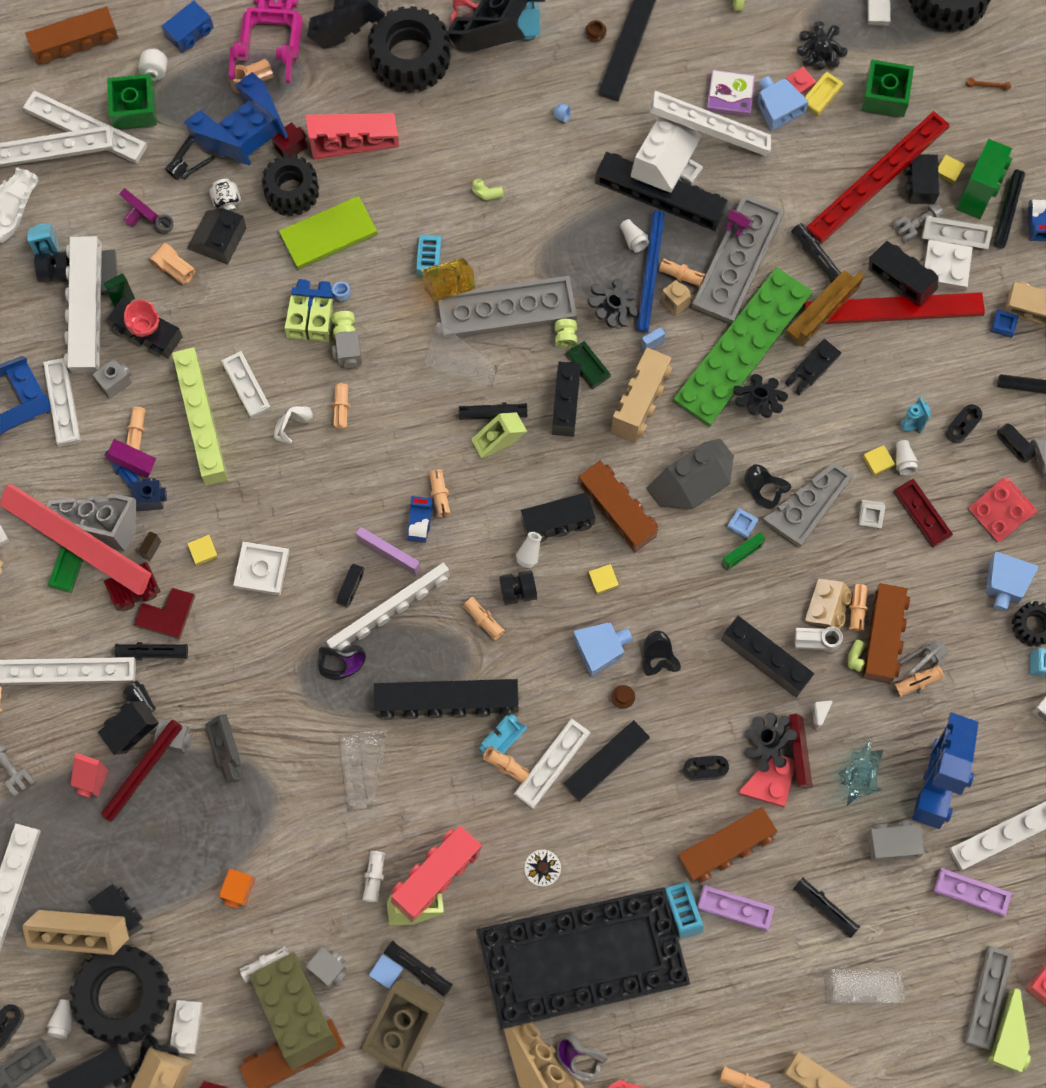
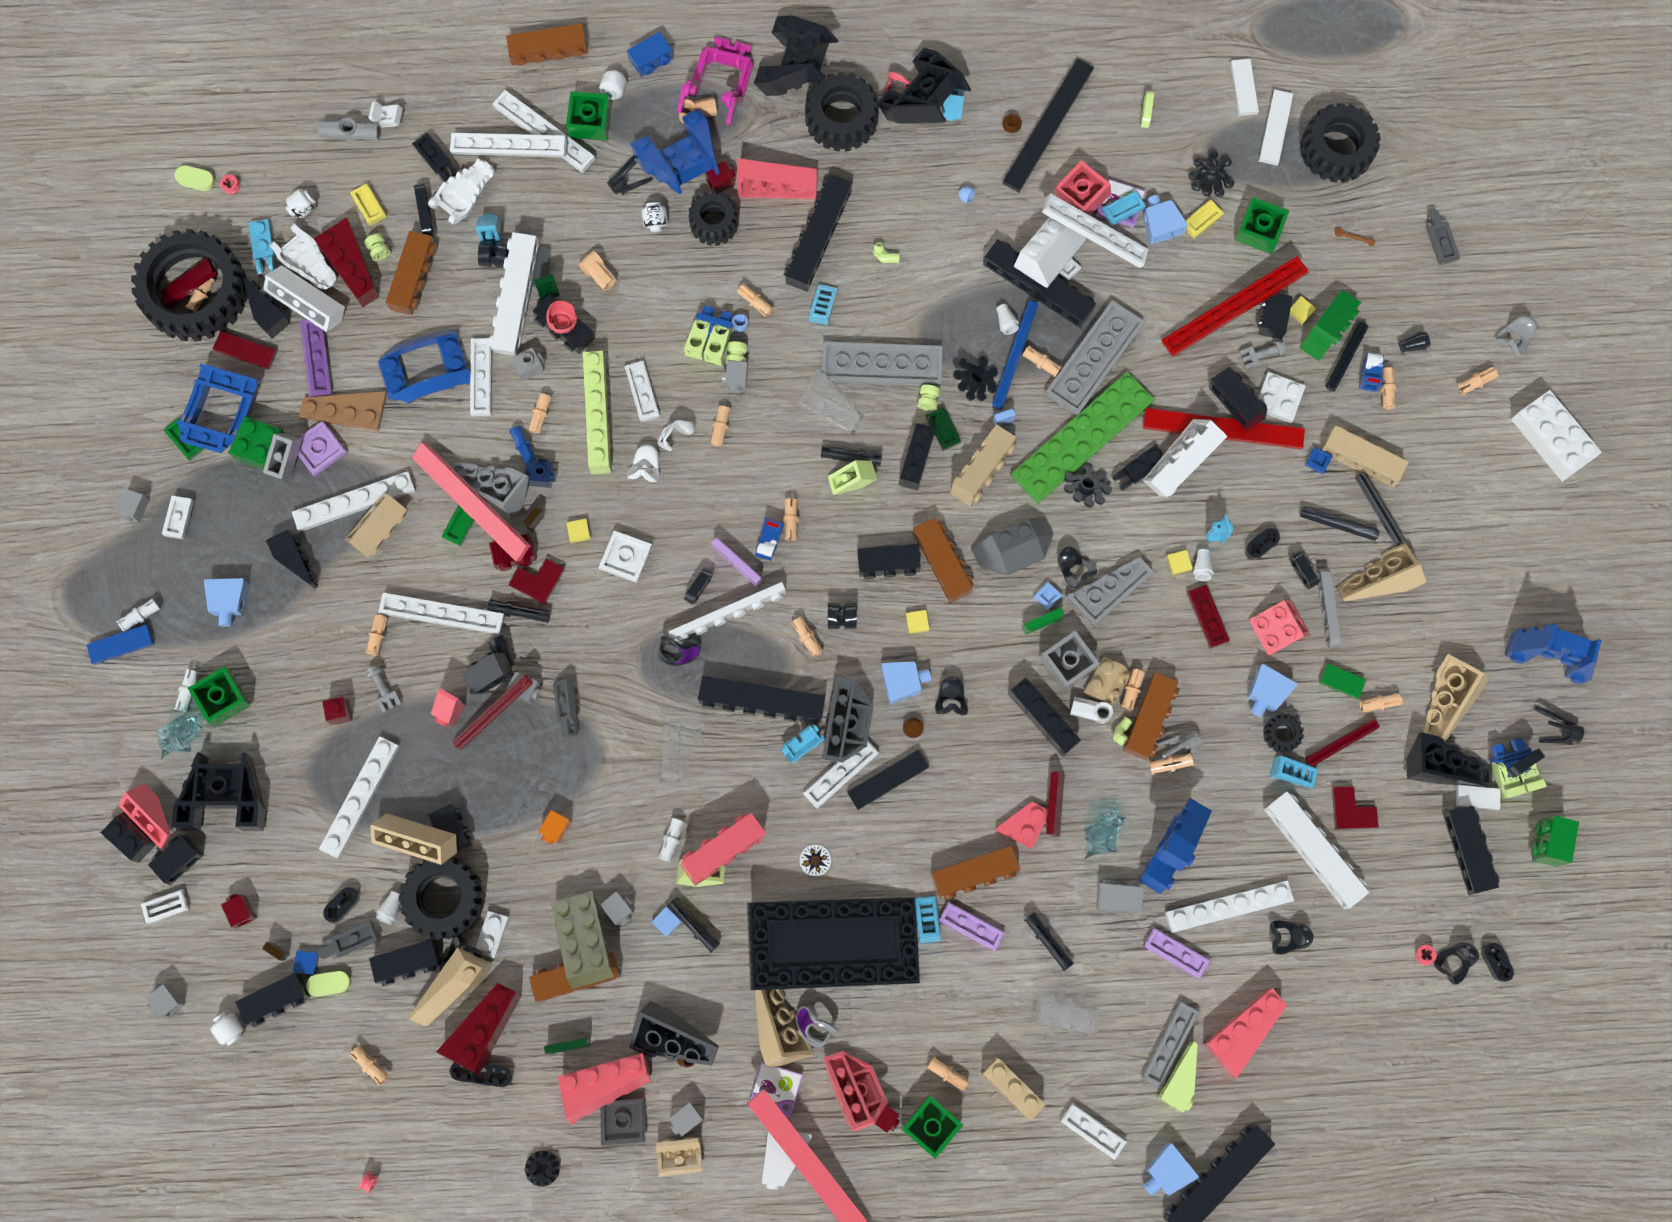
camera: 10 degrees right, 5 degrees up
(130, 458) = (531, 439): magenta tile -> none
(138, 209) = (577, 216): magenta tile -> none
(167, 222) = (600, 231): dark grey hinge -> none
(218, 234) = (642, 251): black slope -> none
(262, 962) = (565, 893): white pin -> none
(264, 456) = (645, 457): none -> white piece
(328, 232) = (739, 266): lime tile -> none
(353, 264) = (755, 300): none -> light nougat axle
(402, 1025) = (671, 969): dark tan slope -> none
(409, 181) = (818, 232): none -> black brick
(448, 279) = (835, 330): clear yellow brick -> none
(505, 764) = (801, 767): light nougat pin -> none
(529, 551) = (857, 586): white cone -> none
(549, 702) = (847, 721): none -> dark grey wedge
(678, 295) = (1032, 383): tan brick -> none
(689, 81) = (1083, 188): none -> coral brick
(706, 774) = (972, 797): black beam -> none
(735, 96) = (1123, 208): none -> medium azure tile
(740, 220) = (1102, 323): magenta tile -> none
(769, 740) = (1030, 790): black animal -> none
(782, 589) = (1069, 661): none -> light grey brick
(800, 233) = (1155, 344): black pin -> none
(801, 80) = (1186, 203): coral plate -> none
(819, 713) = (1079, 774): white slope -> none
(824, 307) = (1161, 416): pearl gold fence -> none
(859, 344) = (1184, 456): none -> white wedge
(871, 513) = (1163, 608): white slope -> none
(957, 232) = (1294, 369): white plate -> none

